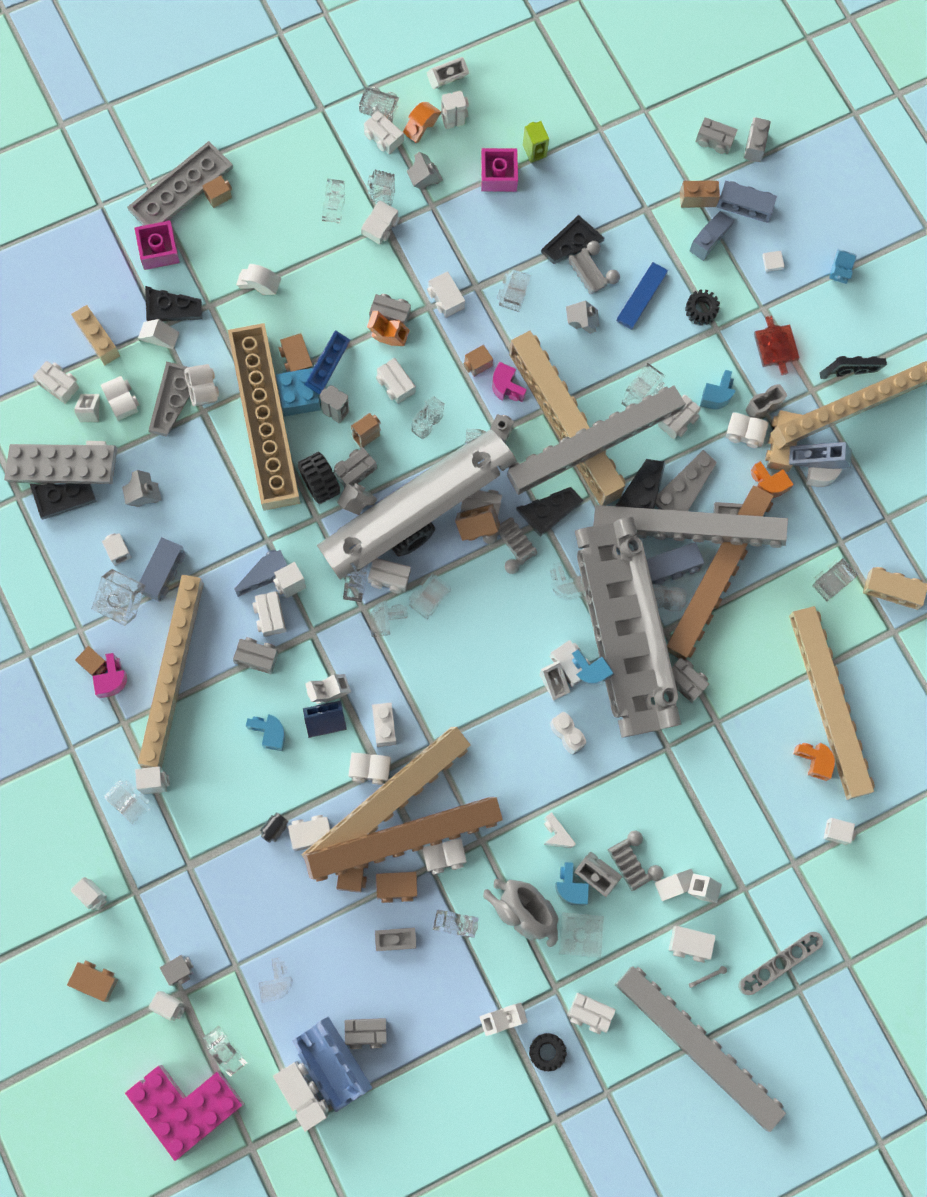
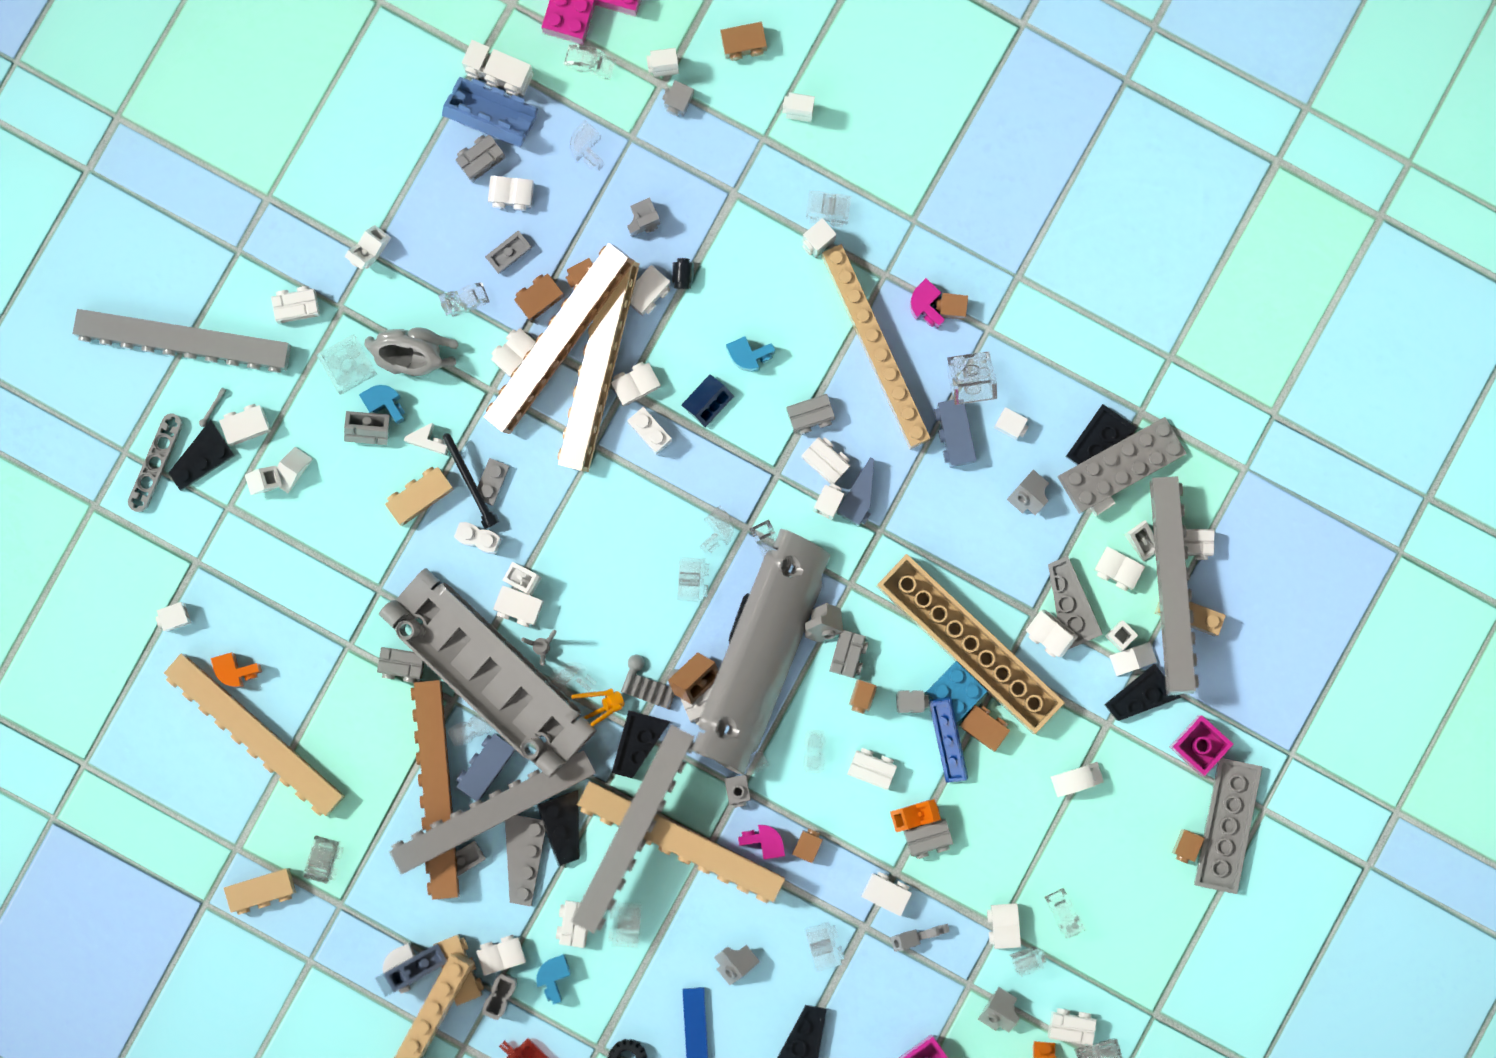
camera: 150 degrees right, 10 degrees up
(90, 353) = (1172, 586): none -> light grey brick
(153, 351) = (1121, 635): none -> white brick
(271, 892) = (644, 218): none -> light grey brick
(319, 477) = (872, 617): black tyre -> none
(328, 689) = (723, 427): white brick -> none
(361, 986) = (510, 192): none -> white brick
(389, 575) = (740, 574): white brick -> none
(452, 256) = (912, 938): none -> light grey piece
(529, 770) = (492, 480): none -> light grey plate
(538, 1061) = (303, 238): black tyre -> none
(548, 548) = (611, 703): none -> light orange plant
(549, 741) = (488, 518): none -> black piece
(574, 622) = (541, 646): none -> light grey plant
(589, 272) = (765, 1019): light grey gear -> none
(591, 795) = (418, 495): none -> tan brick
(595, 673) = (491, 601): dark azure brick -> none
(630, 866) = (344, 457): light grey gear -> none
(741, 942) = (201, 457): none -> black wing
(775, 484) = (440, 913): orange brick -> none

